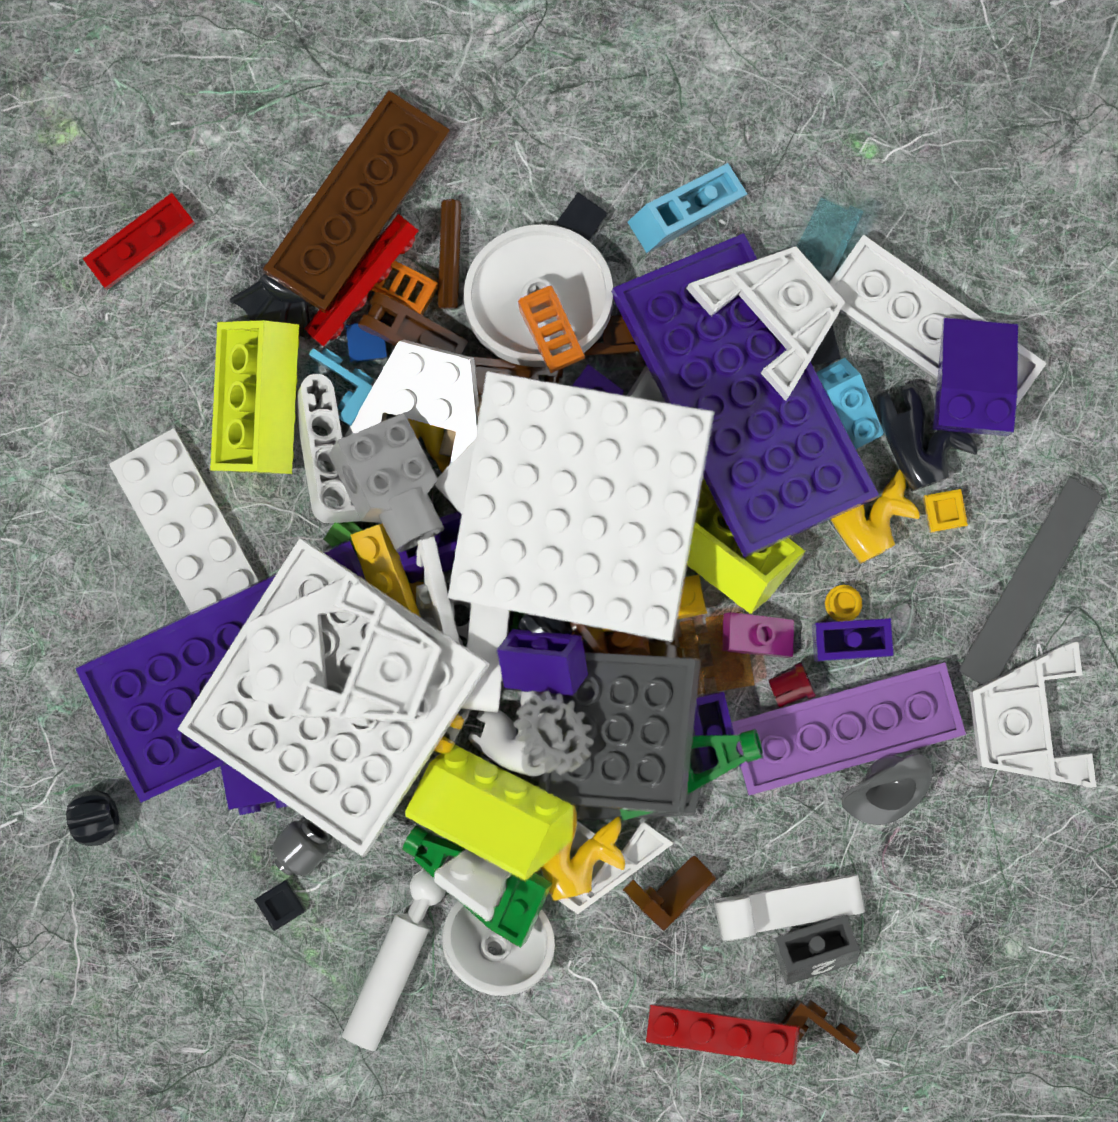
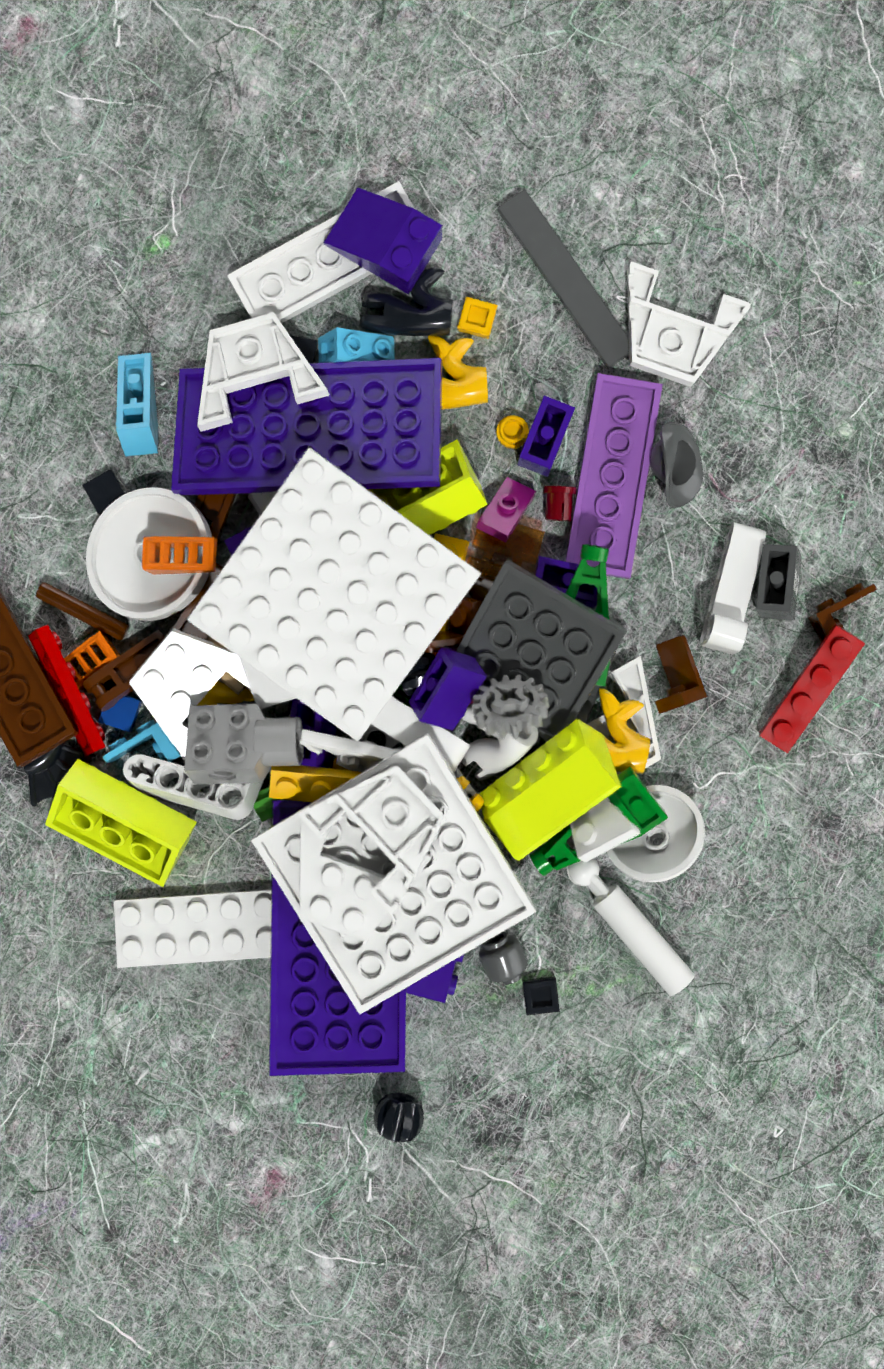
camera: 70 degrees left, 0 degrees up
(828, 235) = (214, 301): clear light blue panel -> none

